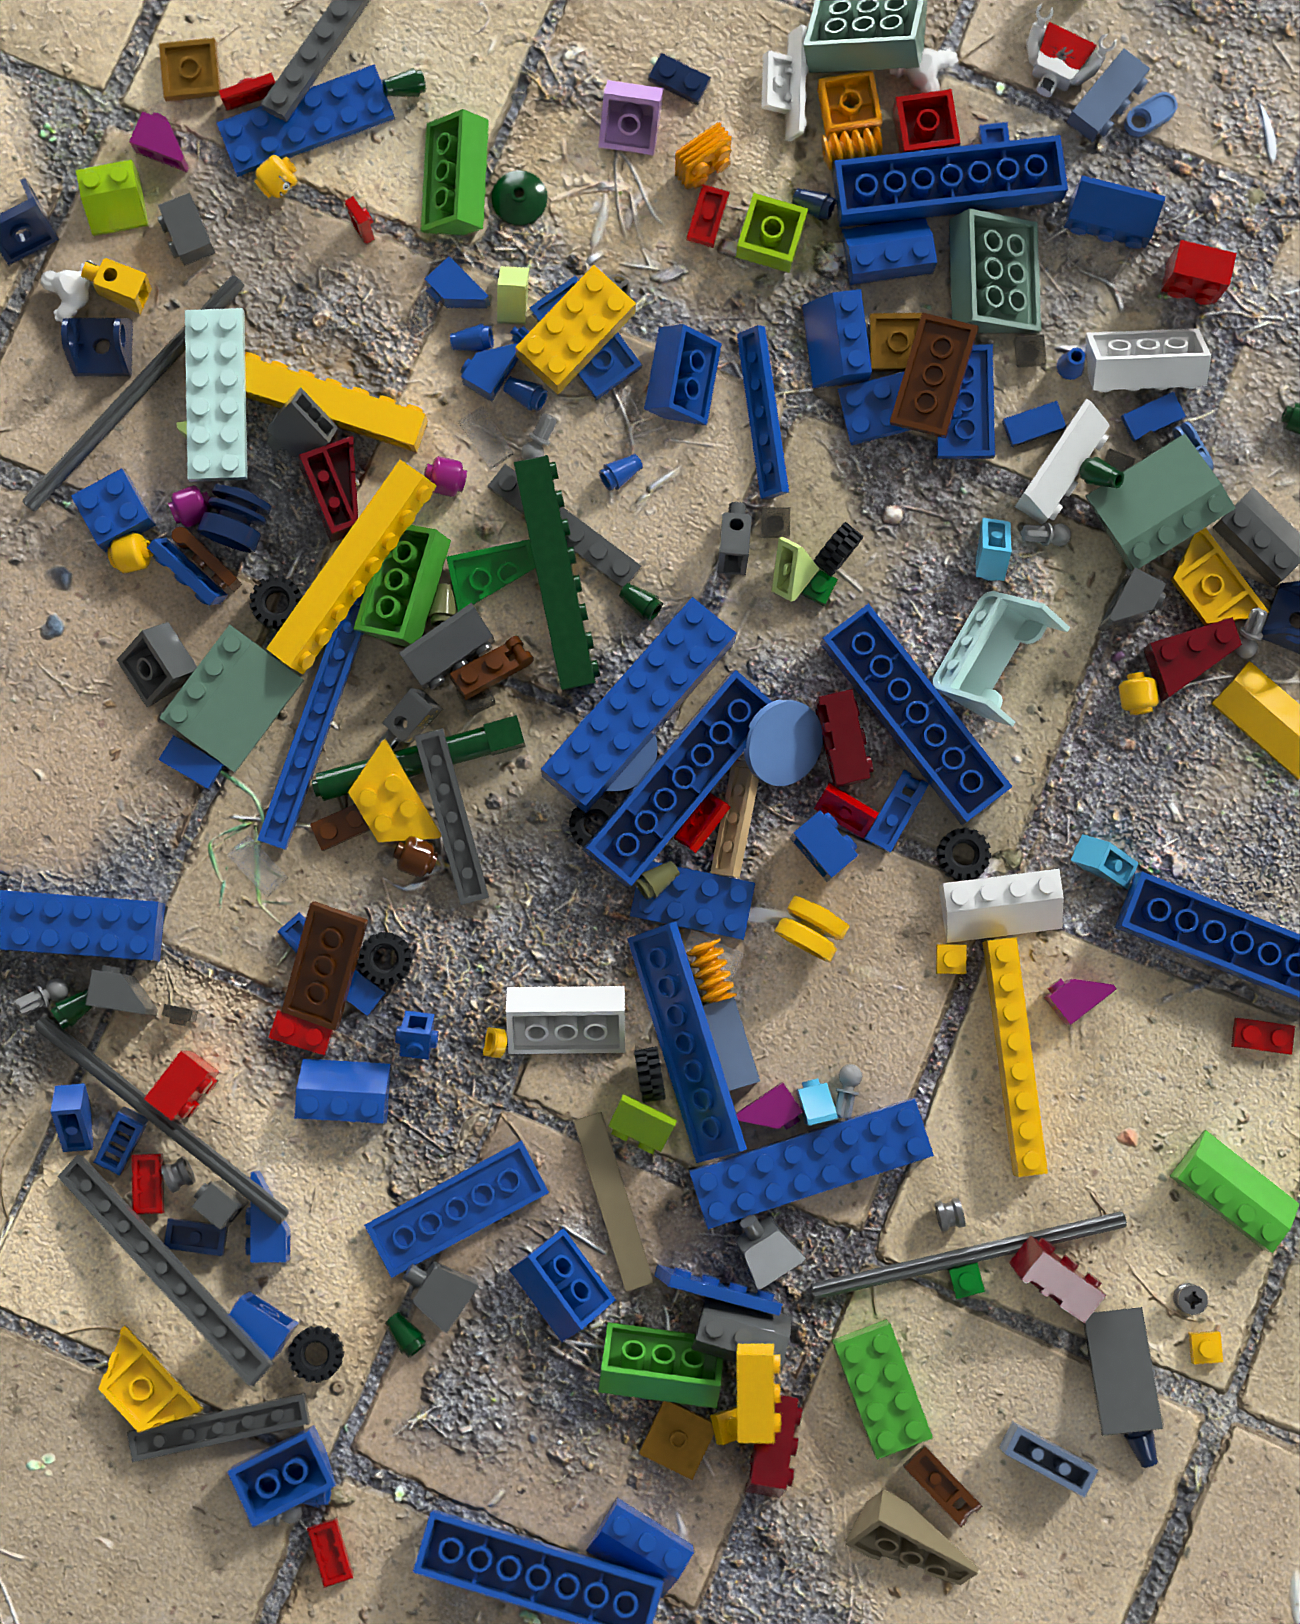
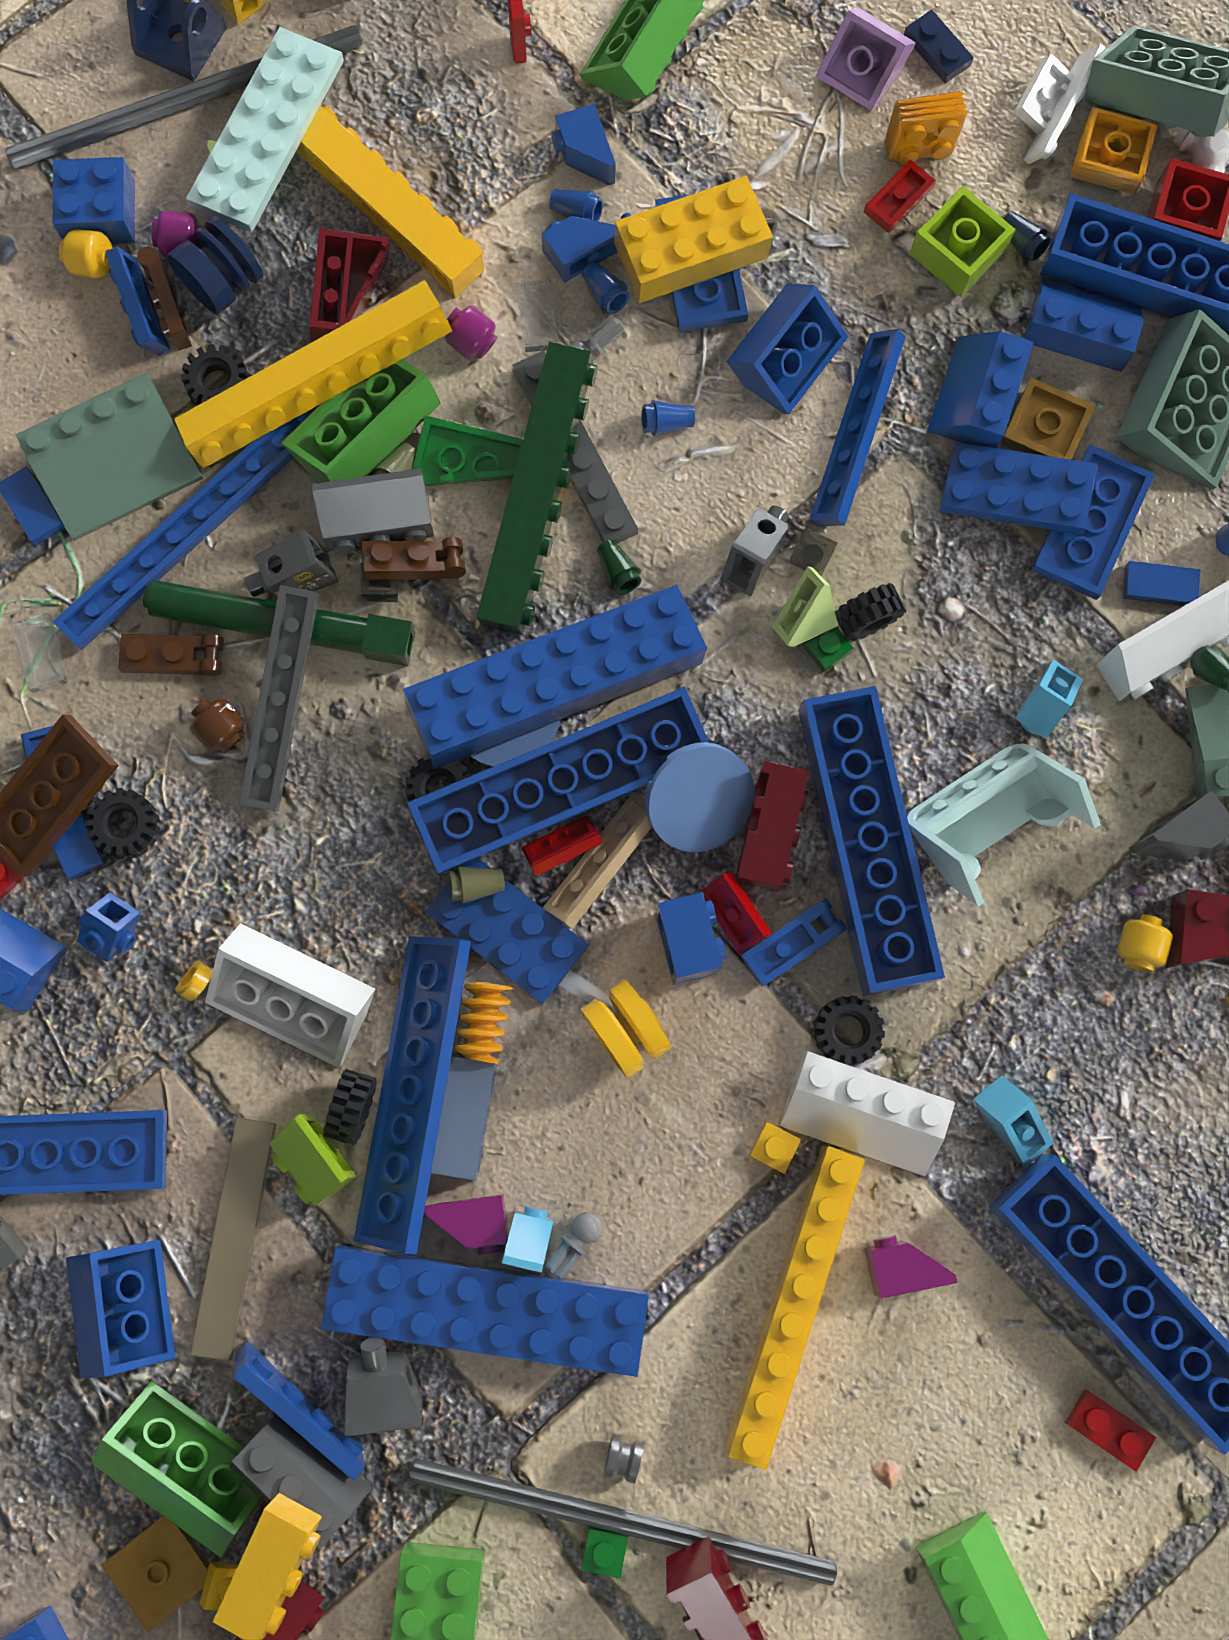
camera: 25 degrees right, 5 degrees down
(156, 663) = (50, 378): dark grey slope -> none
(300, 426) = (338, 199): dark grey torso -> none
(390, 800) = (220, 646): yellow wing -> none
(512, 295) = (643, 181): yellowish green slope -> none
(524, 209) = (700, 100): dark green dish -> none
(852, 147) = (1092, 190): light orange piece -> none
(934, 375) = (1073, 469): reddish brown plate -> none
(1030, 351) = (1194, 501): clear smoke plate -> none
(1046, 533) = (1119, 711): light grey axle -> none

